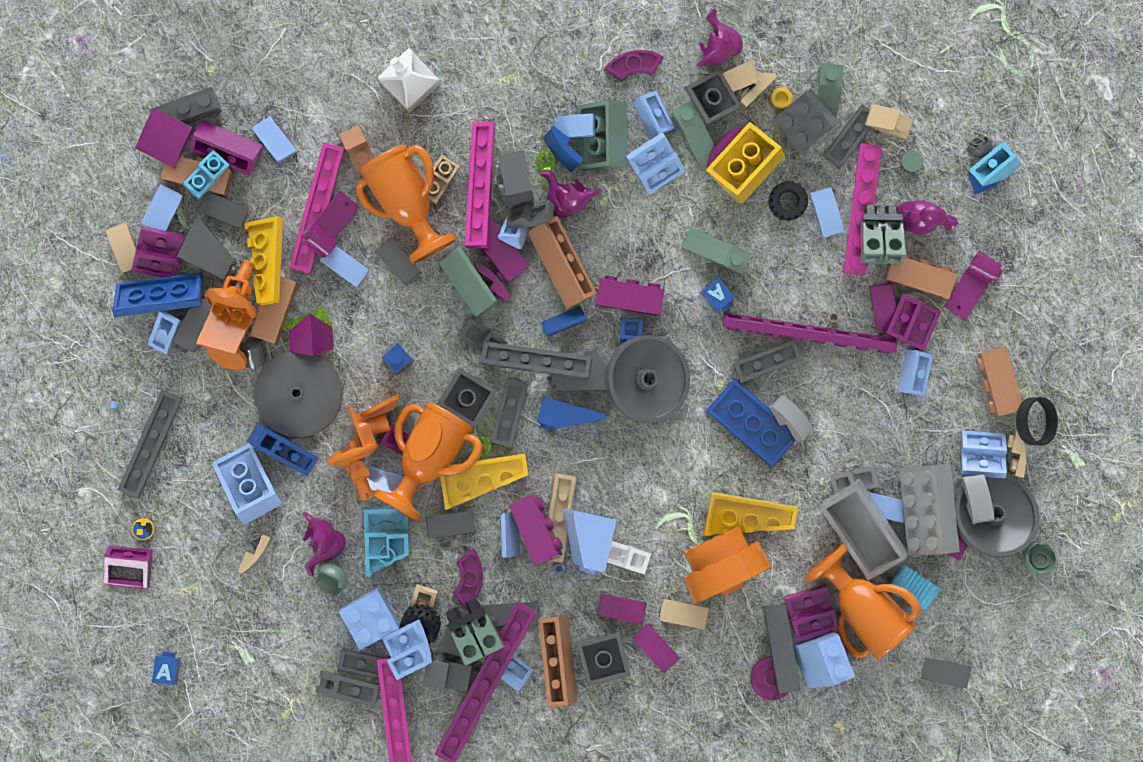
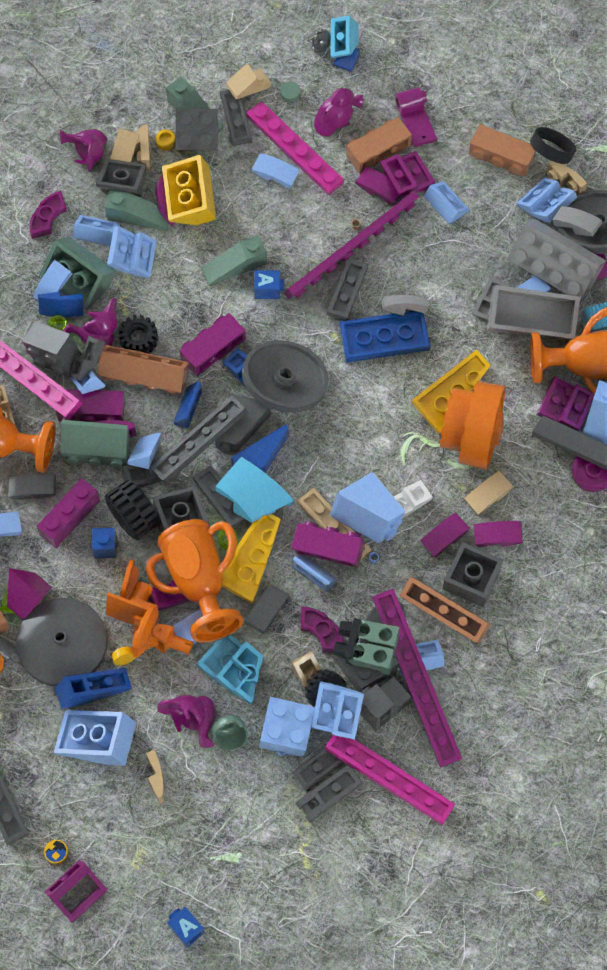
camera: 50 degrees left, 20 degrees down
(323, 449) = (122, 656): none -> yellow tile
(398, 310) = (68, 513): none -> magenta brick
(437, 360) = (132, 509): none -> black tyre
(495, 324) = (145, 451): none -> light blue slope
(529, 437) = (252, 491): none -> medium azure slope
(589, 245) = (138, 324): none -> black tyre
(798, 191) = (238, 178): black tyre -> none
(882, 236) = (326, 140): sand green hips -> none

